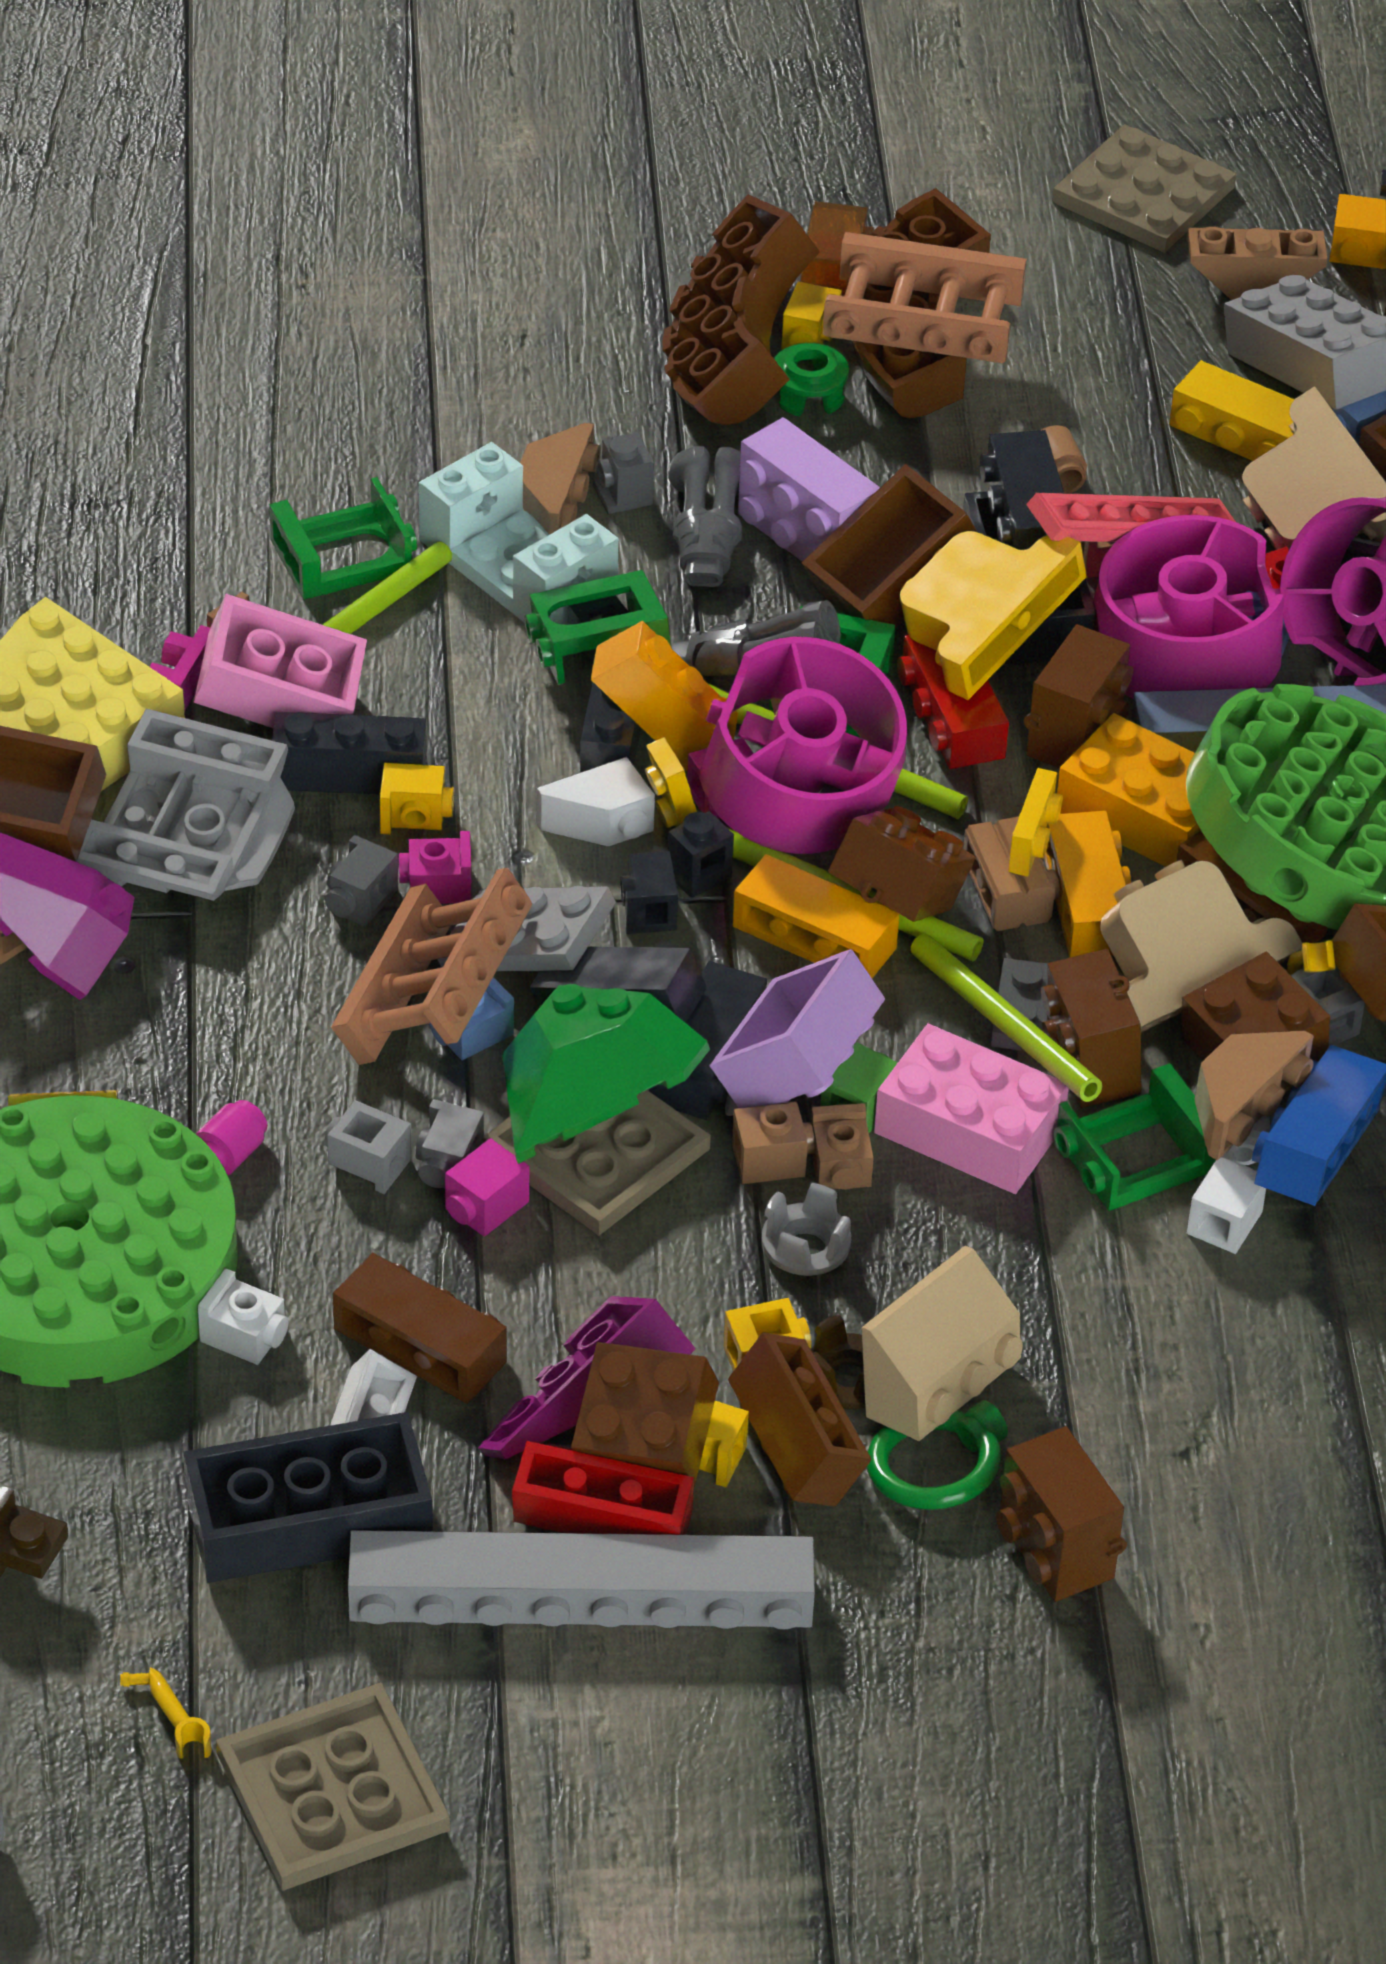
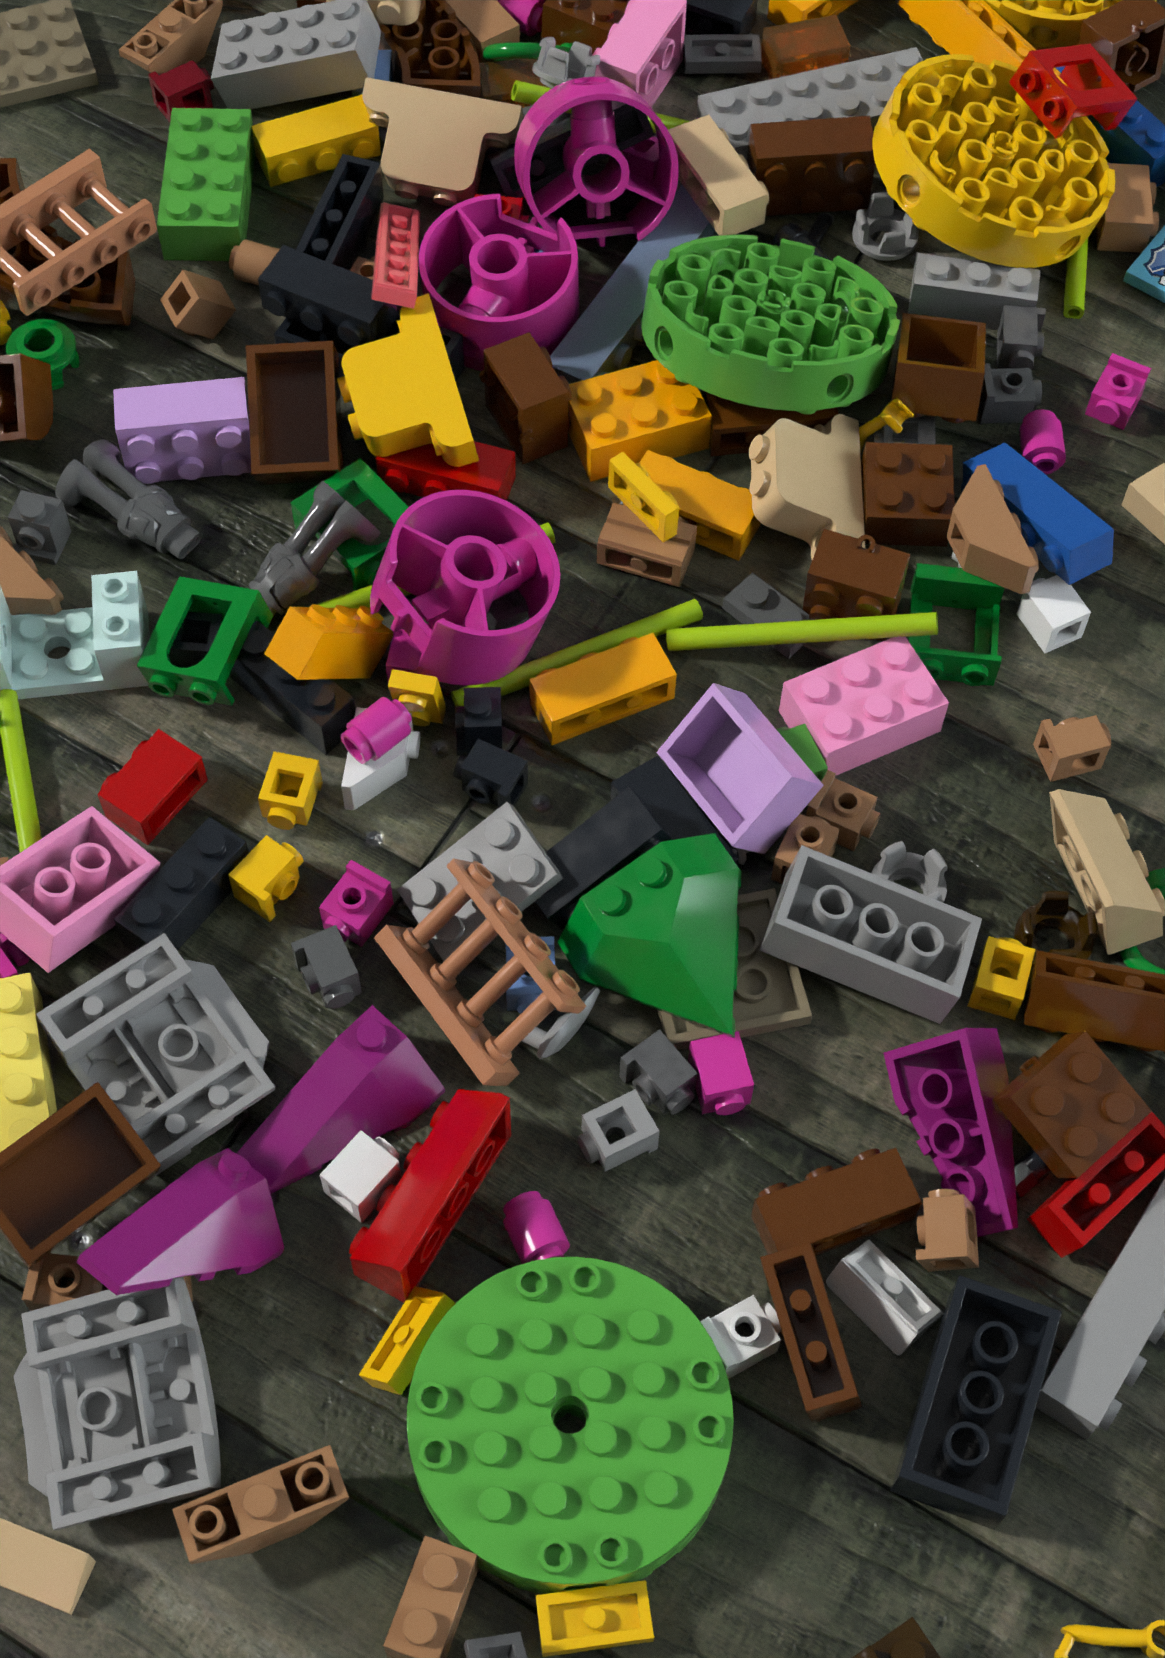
camera: 55 degrees left, 15 degrees up
(186, 1001) = (361, 1174): none -> white brick
(206, 1054) = (432, 1192): none -> red slope
(259, 956) = (361, 1082): none -> magenta wedge
(279, 1353) = (811, 1332): none -> reddish brown brick
(436, 682) = (152, 786): none -> red brick
(441, 1069) = (562, 1030): none -> light grey bar
(459, 1410) = (947, 1232): none -> medium nougat brick
(510, 766) = (289, 790): none -> yellow brick
(604, 770) = (377, 730): none -> dark pink brick
(709, 1207) = (871, 935): none -> light grey brick
(904, 861) = (613, 598): reddish brown brick -> none
(959, 438) = (197, 304): none -> medium nougat brick
(1079, 1287) = (1072, 746): none -> medium nougat brick
(1107, 372) = (206, 183): none -> bright green brick
(1178, 467) = (344, 212): none -> black brick
(1200, 302) = (181, 88): none -> dark red brick

